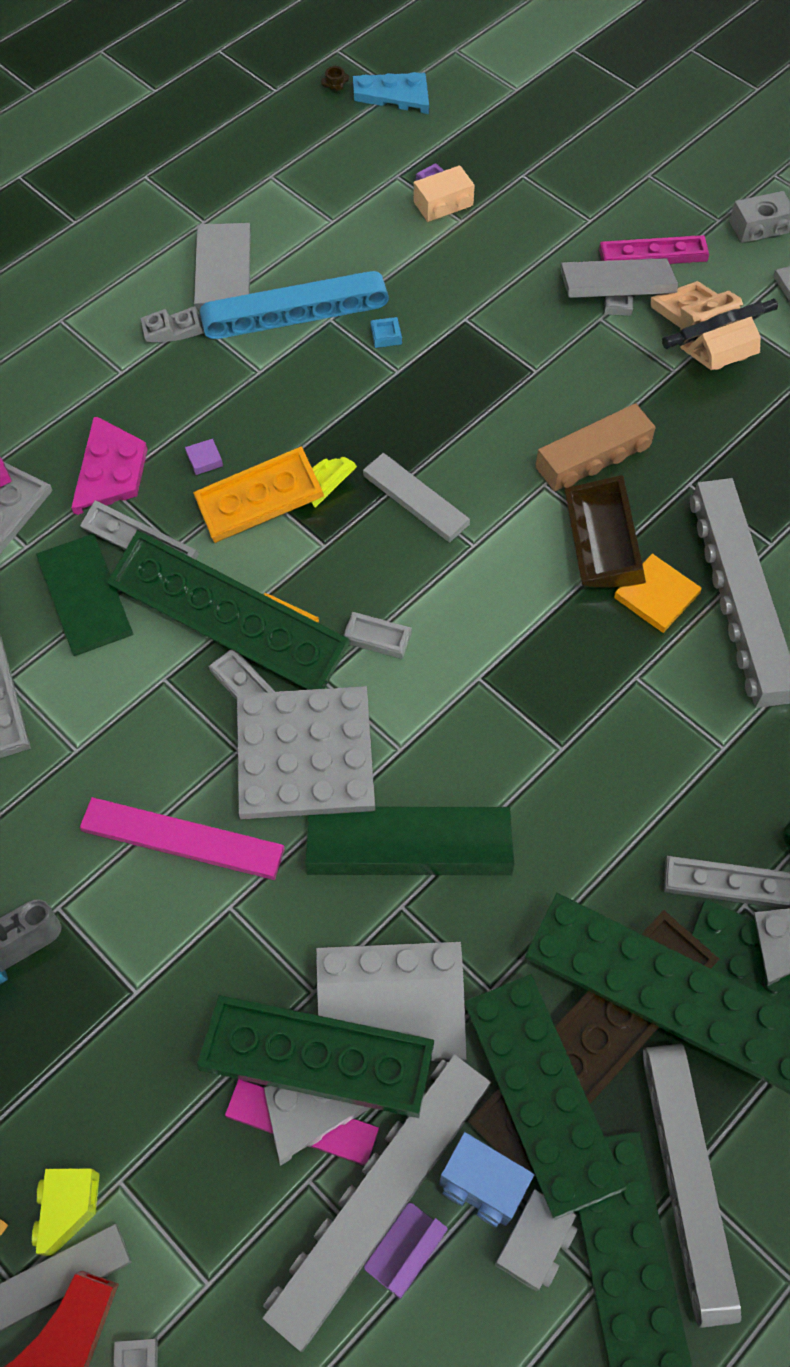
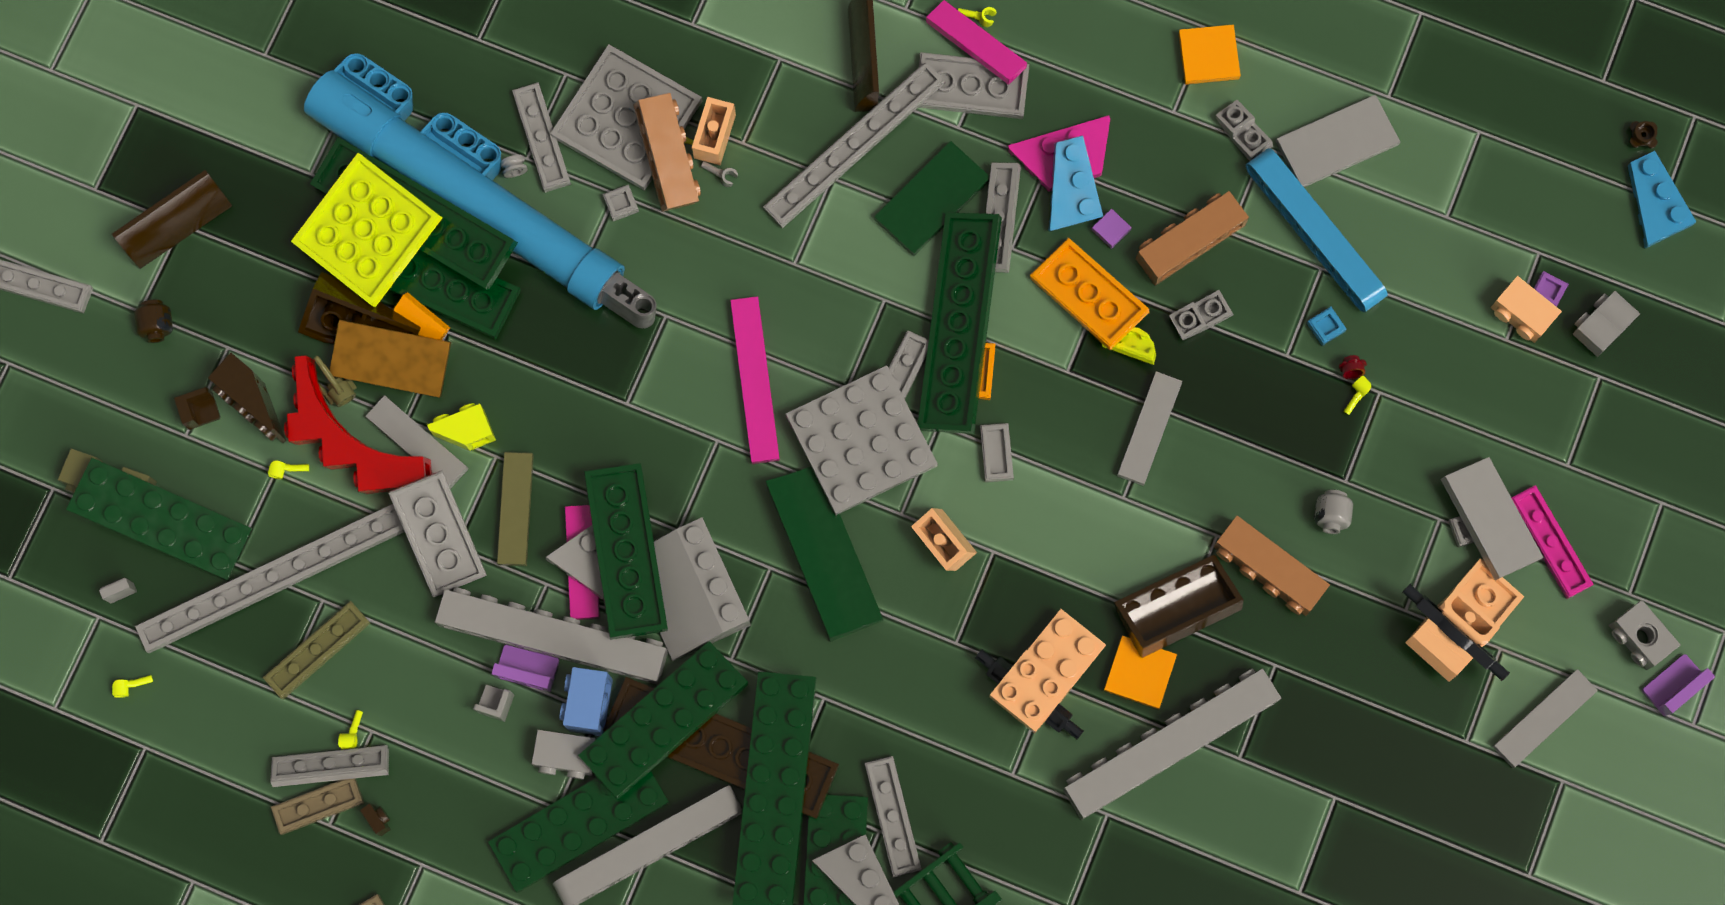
camera: 70 degrees right, 15 degrees up
(85, 325) = (1209, 54): none -> light orange tile
(151, 467) = (1073, 187): none -> dark azure wing
(182, 1299) = (437, 533): none -> light grey tile
(198, 1182) = (515, 509): none -> olive tile
(250, 396) = (1192, 237): none -> medium nougat brick
(326, 416) = (1201, 315): none -> light grey slope
(434, 324) = (1352, 367): none -> dark red plate
(435, 1311) = (495, 703): none -> light grey panel
(451, 709) = (944, 539): none -> light nougat brick
(456, 325) = (1362, 387): none -> neon yellow hand
(482, 150) = (1606, 323): none -> light grey brick
(564, 382) = (1333, 511): none -> light grey head
(635, 676) = (1044, 674): none -> light nougat piece

